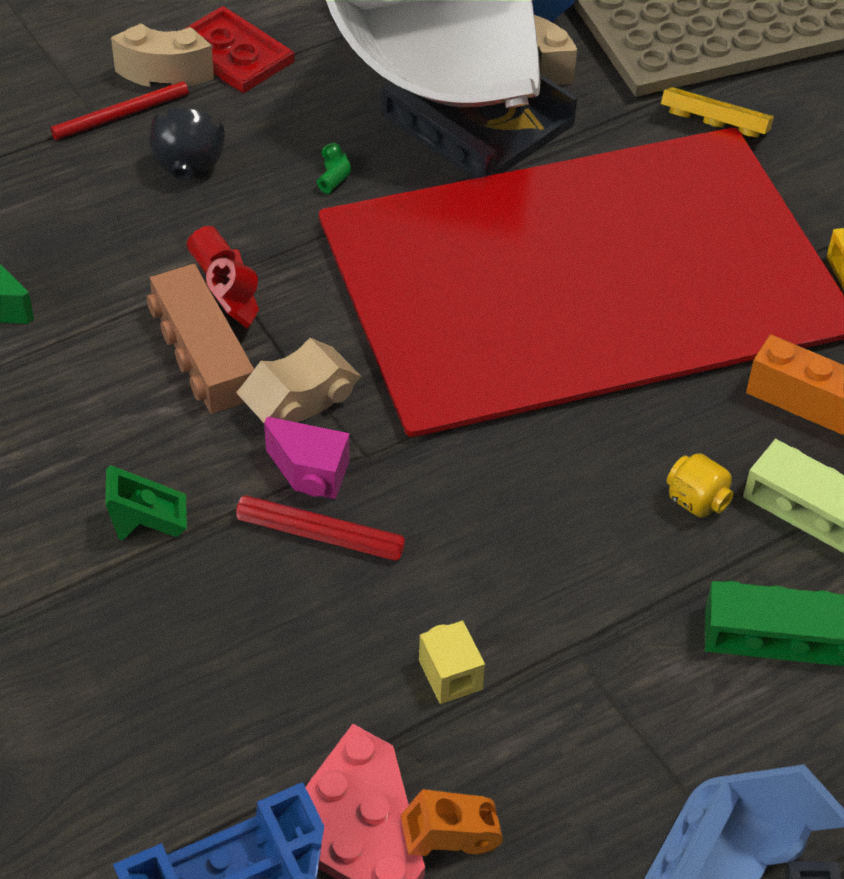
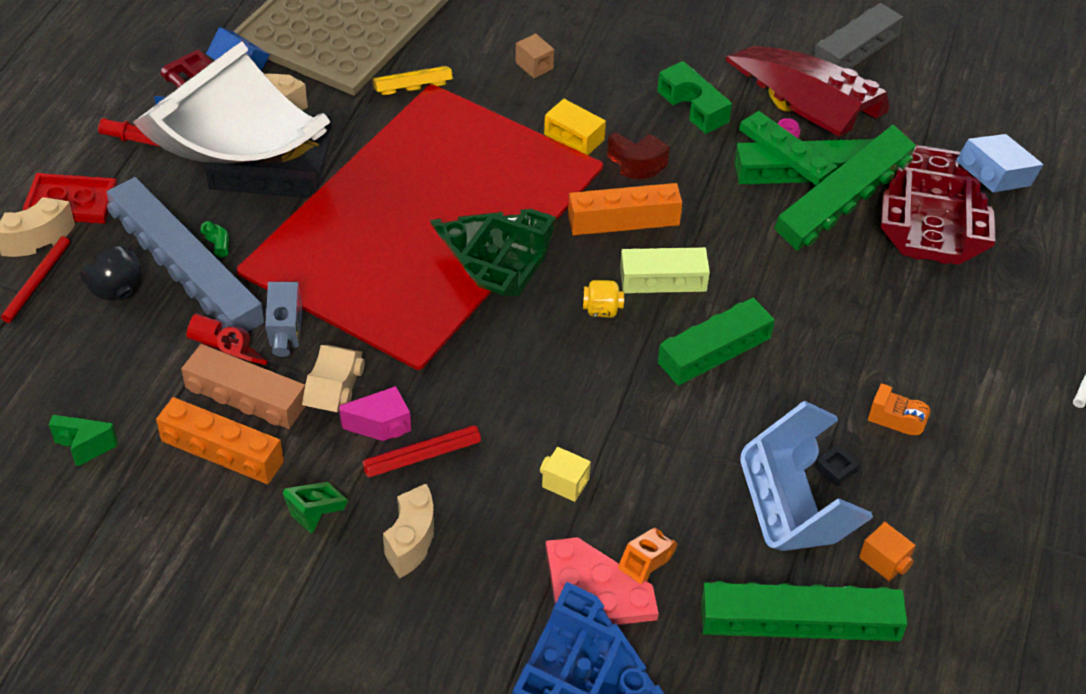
camera: 40 degrees left, 0 degrees up
(119, 379) = (220, 440): none -> orange brick
(214, 607) = (413, 531): none -> tan brick
(277, 171) = (184, 256): none -> sand blue brick
(309, 287) = (285, 324): none -> sand blue torso
(618, 352) = (499, 249): none -> dark green wedge

